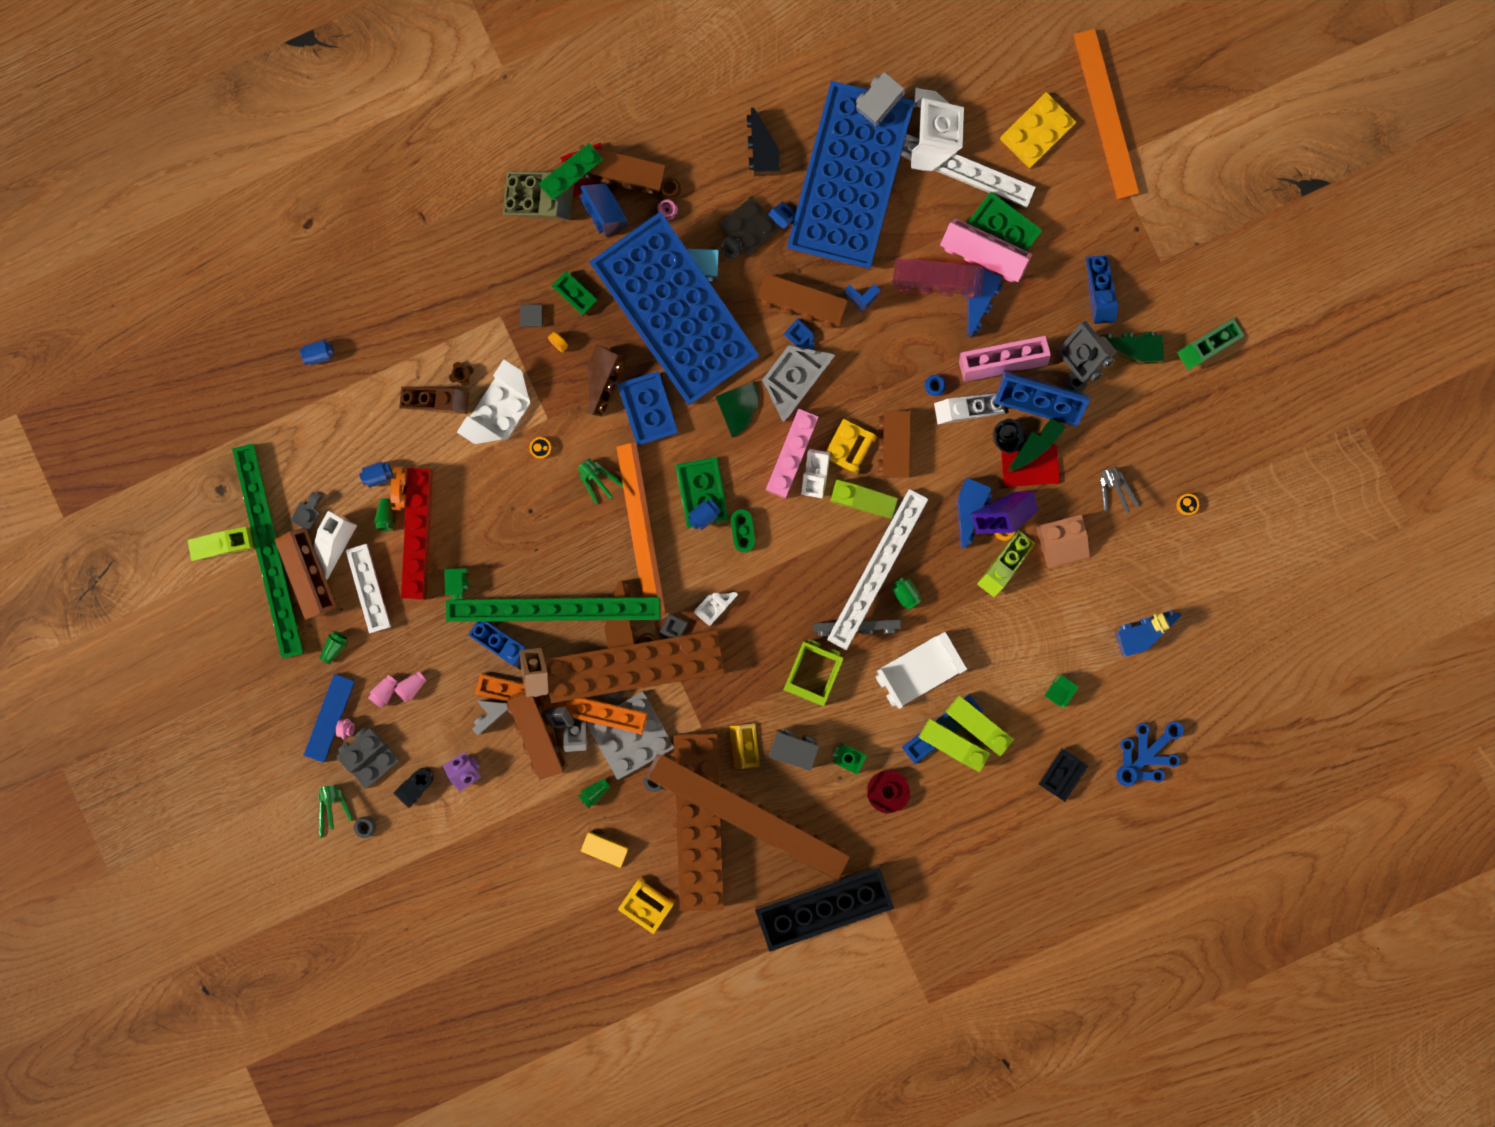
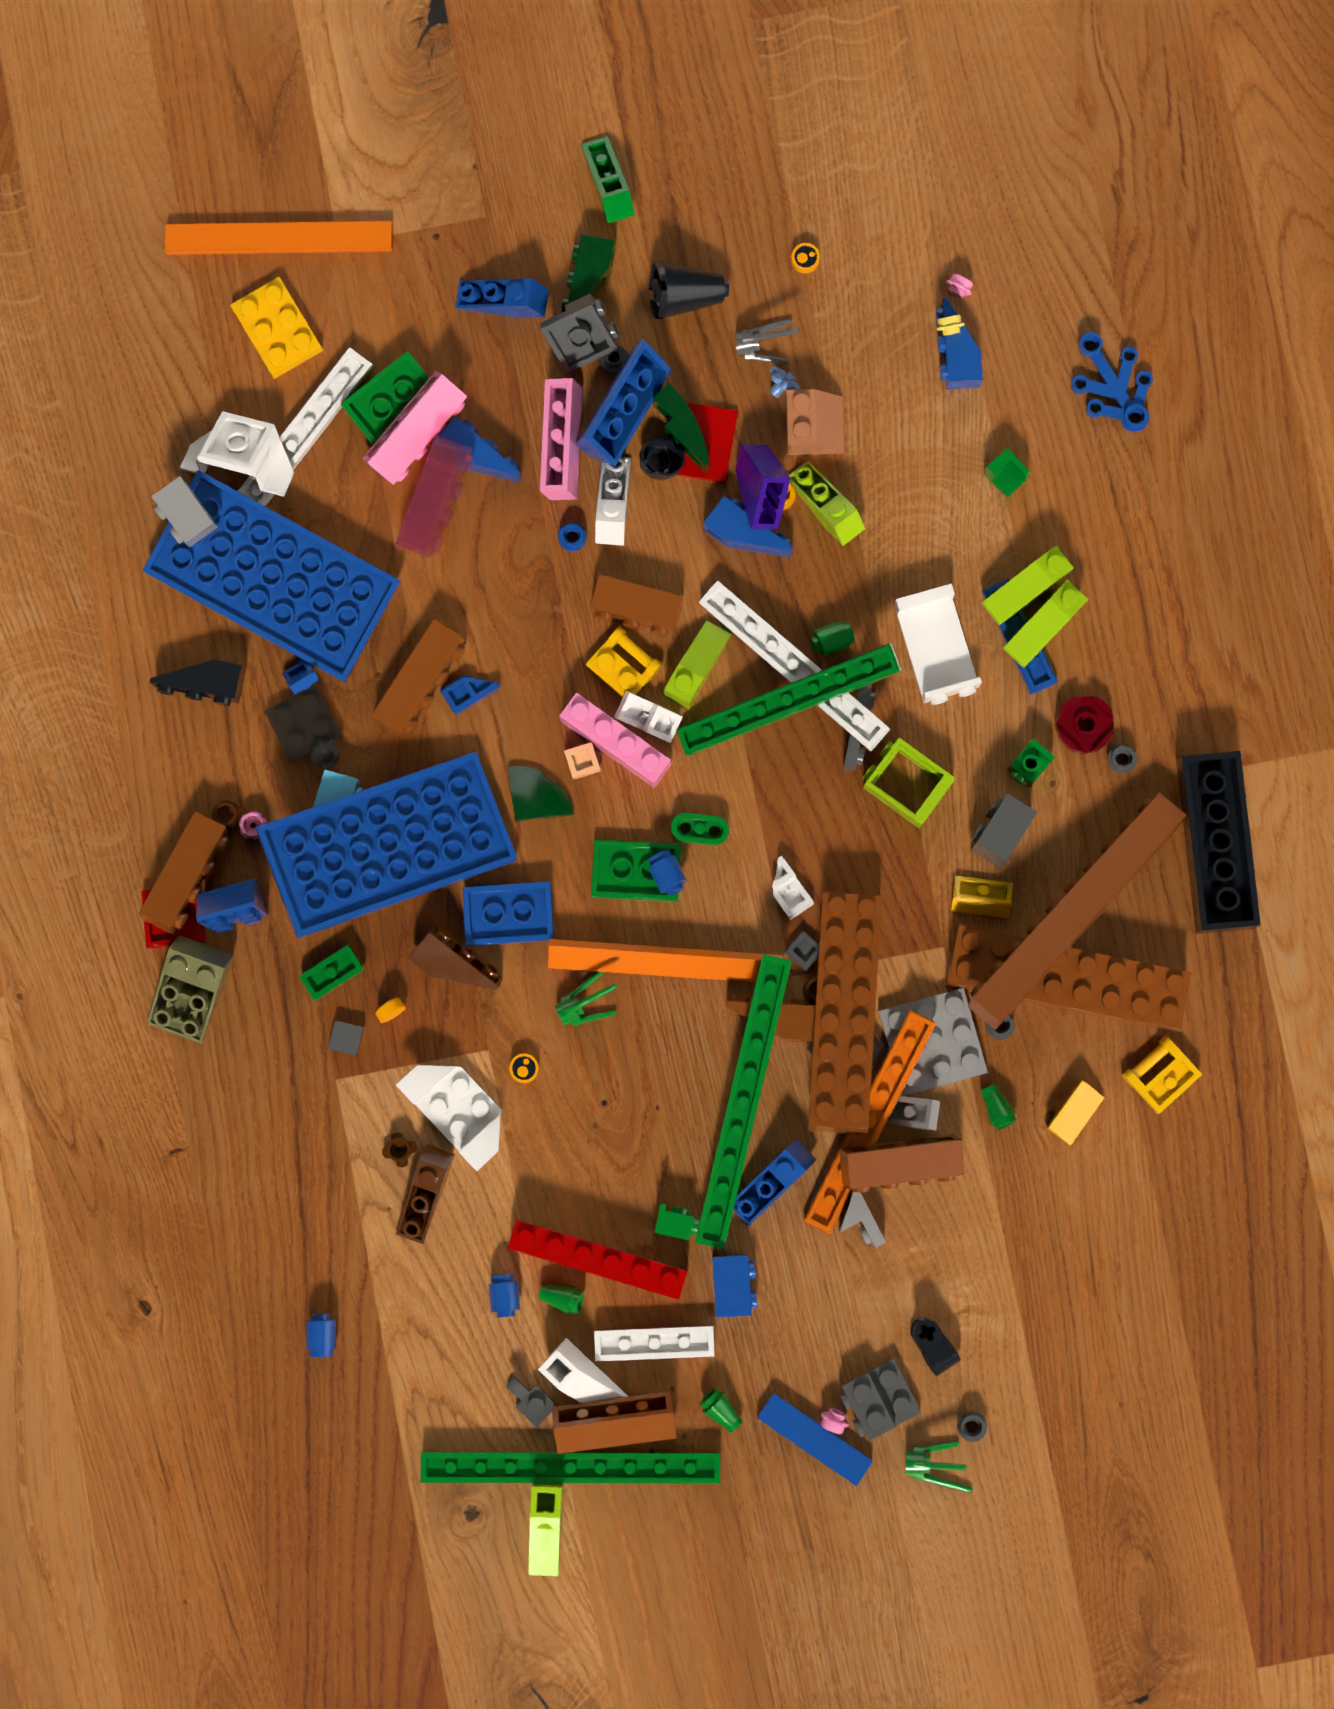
camera: 70 degrees left, 5 degrees down
(383, 691) = (797, 1357): bright pink cone -> none
(398, 488) = (542, 1269): orange plate -> none
(410, 686) = (799, 1319): bright pink cone -> none
(421, 634) = (732, 1286): none -> blue brick
(462, 771) = (928, 1274): medium lavender brick -> none
(534, 672) = (822, 1142): medium nougat brick -> none
(559, 717) = (888, 1127): dark grey tile -> none
(570, 172) = (172, 934): green plate -> none
(771, 433) = (582, 761): none -> light nougat plate
(794, 376) = (515, 713): light grey wing -> none
(851, 572) = (789, 699): none -> green tile
(864, 301) = (438, 603): blue panel -> none
(870, 831) = (1125, 750): none -> dark grey plate
(1063, 774) = (1115, 497): black plate -> none
(1089, 510) = (782, 381): none -> medium blue plant
(1140, 421) = (684, 289): none -> black cone
(1194, 622) = (959, 286): none -> bright pink plate

